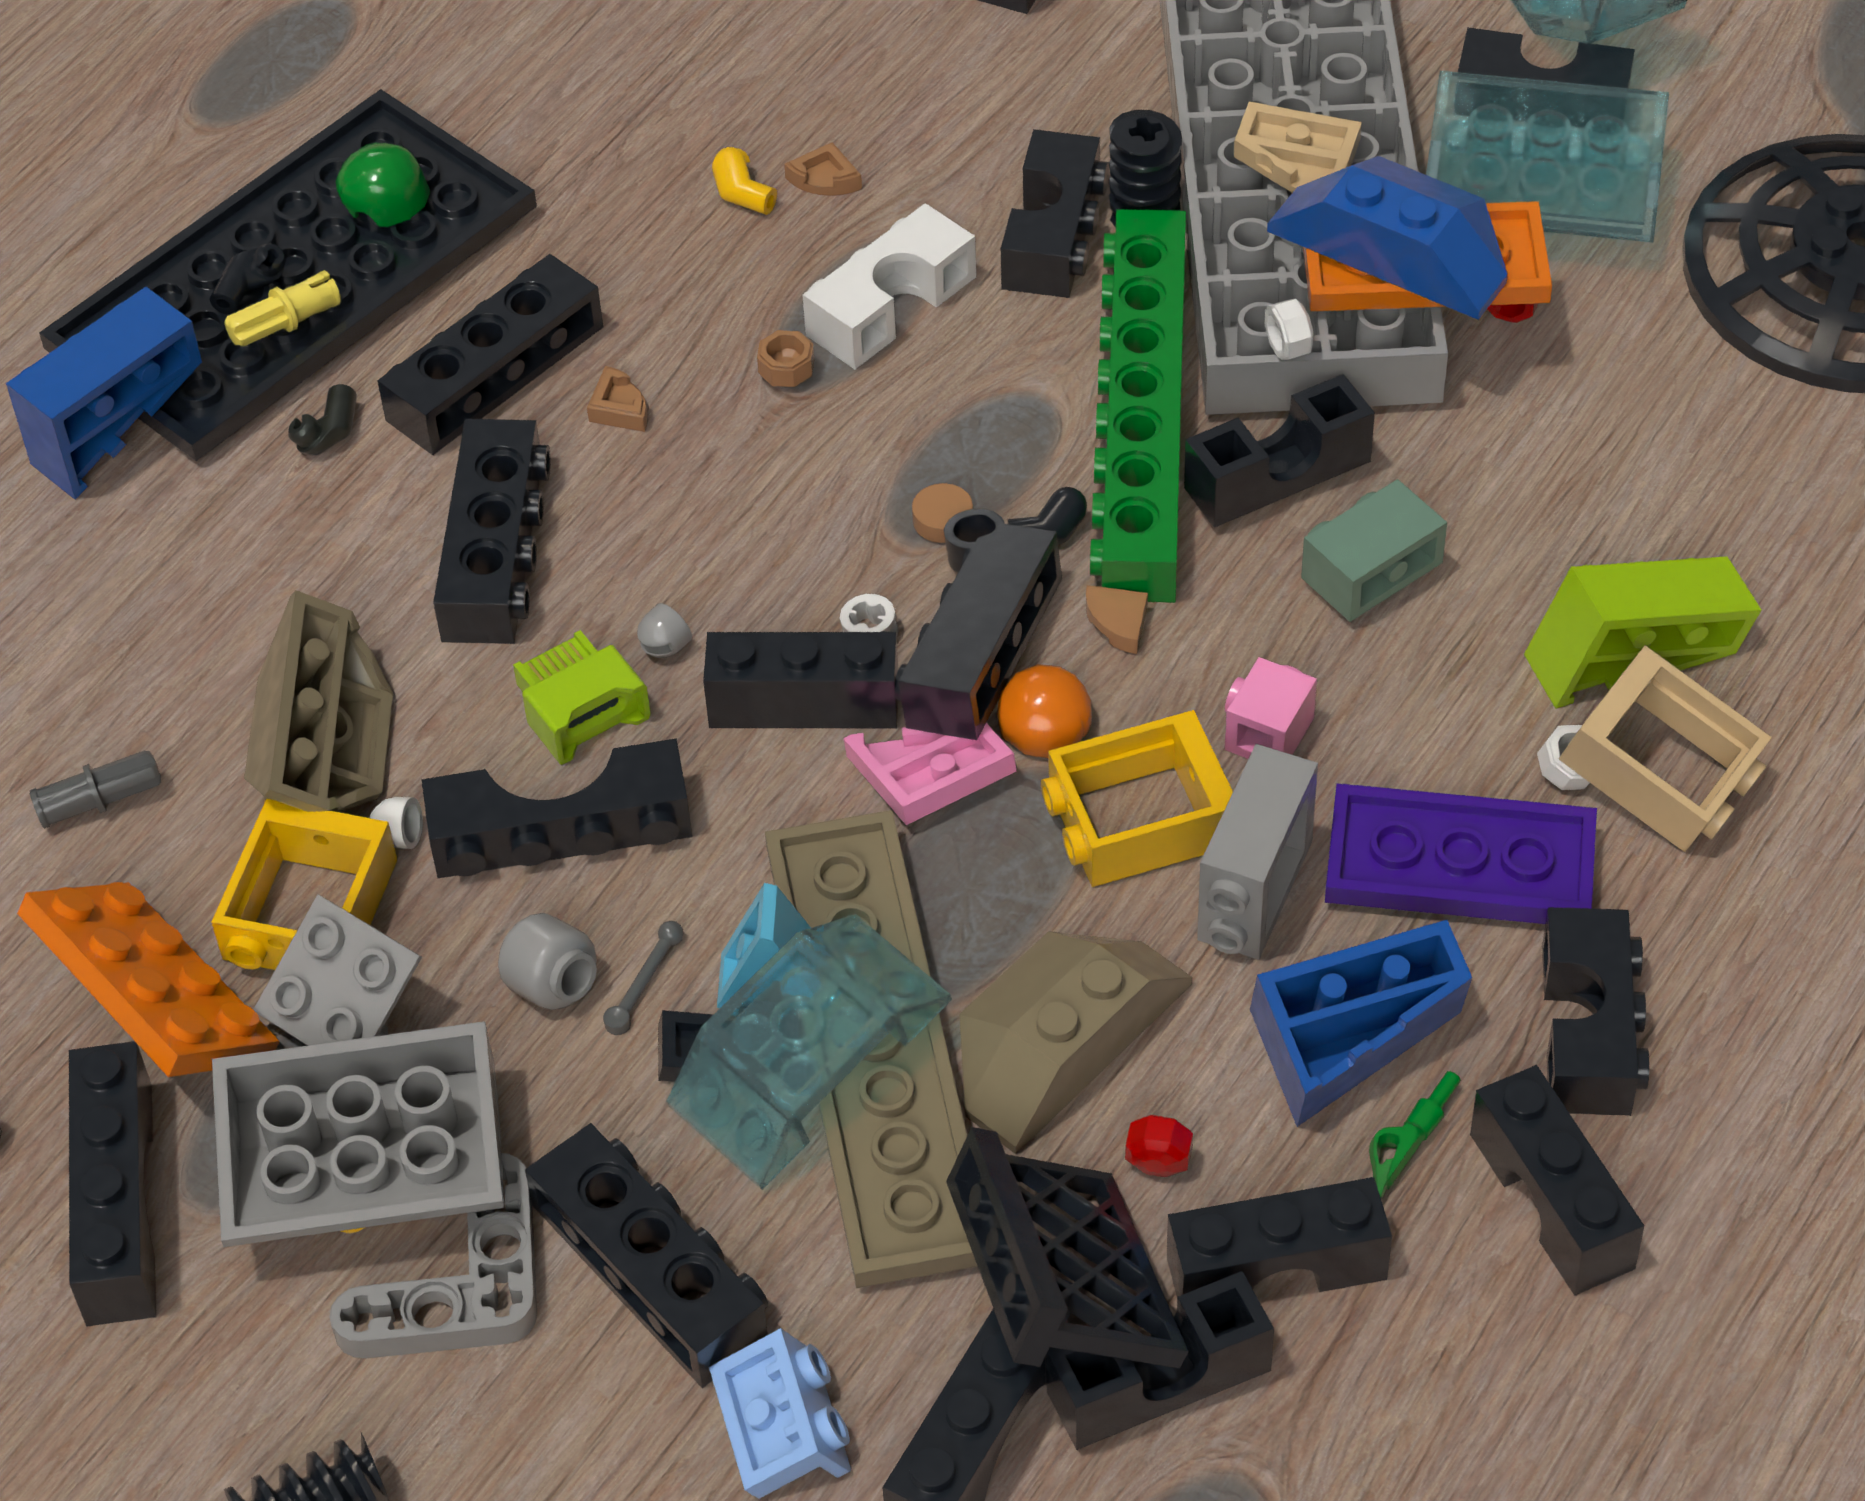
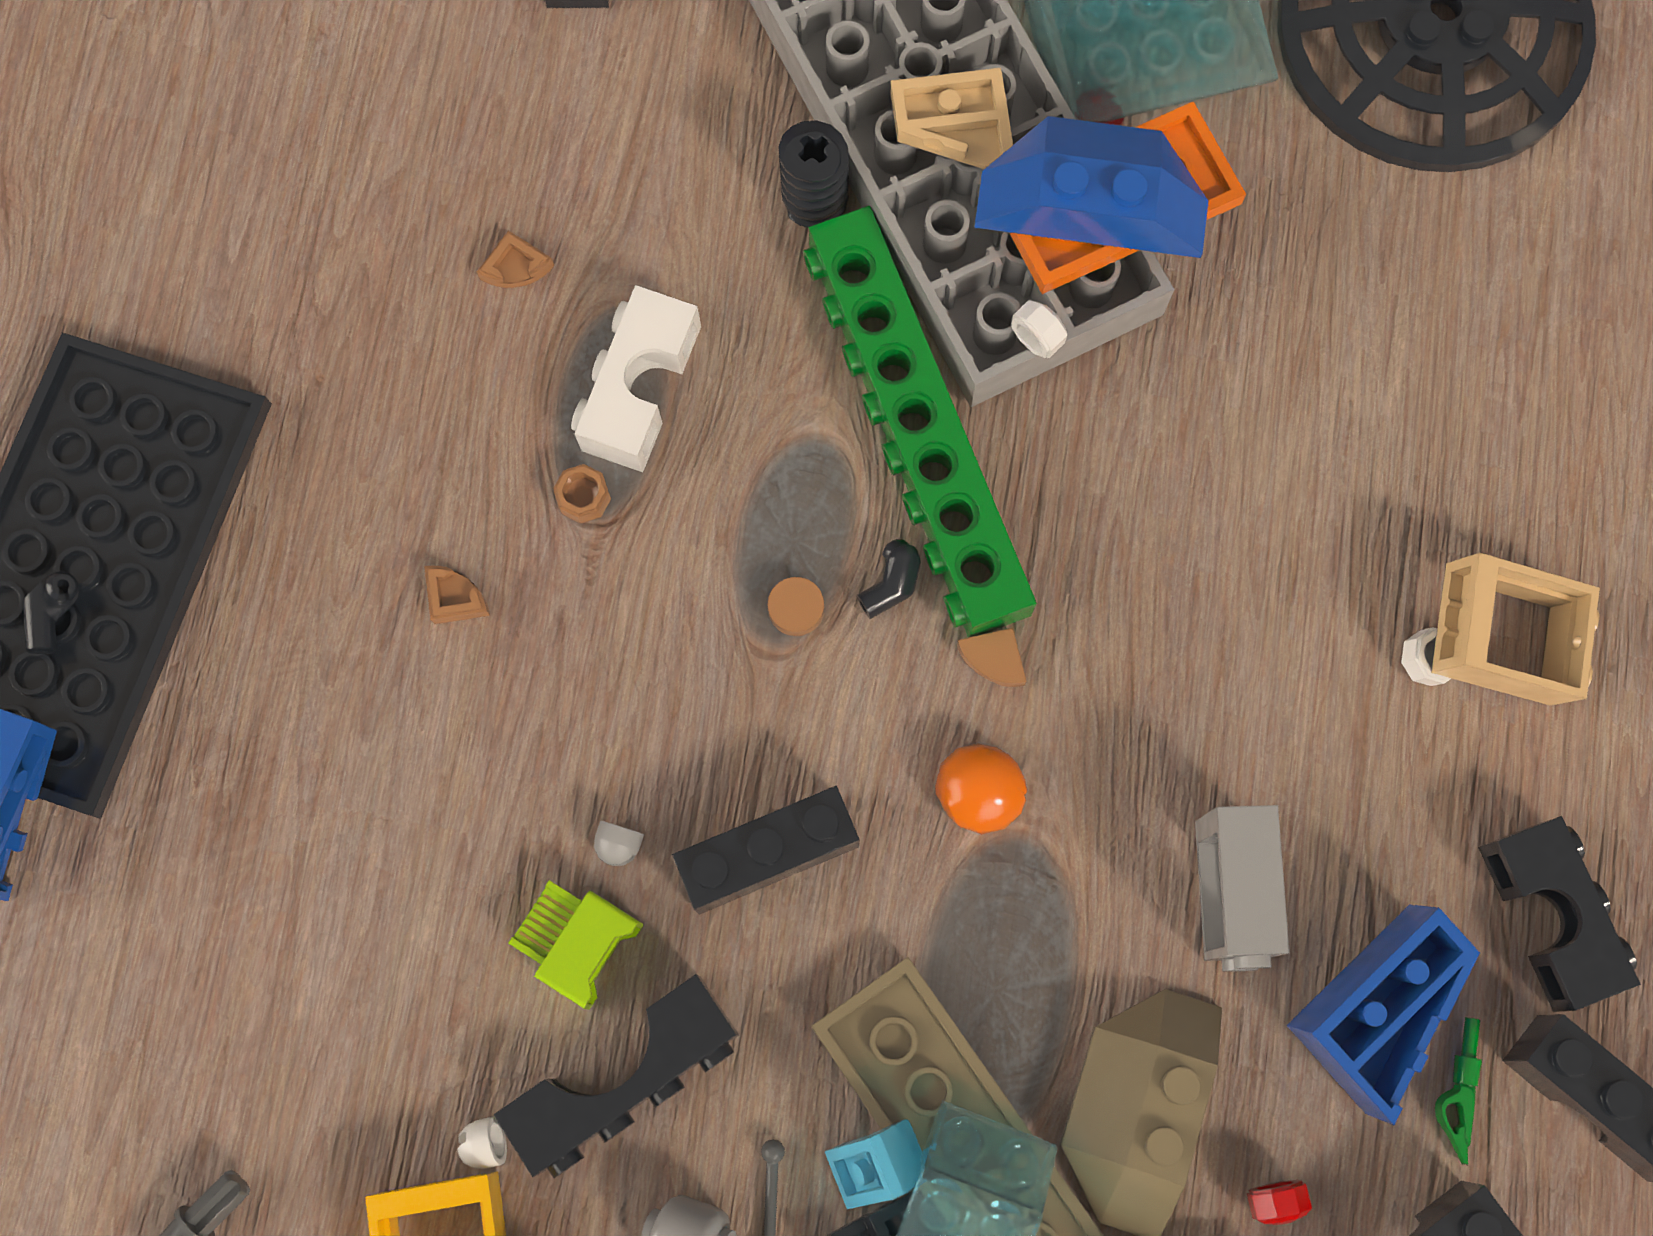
camera: 25 degrees left, 25 degrees up
(283, 309) = (102, 640): light yellow axle -> none
(315, 435) = (207, 733): pearl dark grey arm -> none
(319, 712) = (364, 1081): dark tan wedge -> none
(382, 183) = (124, 453): green hair -> none
(490, 353) = (322, 627): black brick -> none
(490, 531) = (370, 719): black brick -> none
(735, 184) = (441, 309): yellow arm -> none
(872, 607) = (787, 735): white bush -> none
(929, 768) = (913, 888): bright pink wing -> none
(981, 623) = (896, 730): black hinge -> none
(1047, 237) = (737, 198): black arch -> none
(1125, 756) = (1150, 813): yellow window -> none
(1269, 708) = (1172, 715): bright pink brick -> none
(1321, 438) = (1066, 438): black arch -> none
(1373, 549) = (1187, 511): sand green brick -> none
(1459, 854) = (1389, 796): dark purple plate -> none
(1609, 612) = (1437, 502): lime wedge -> none

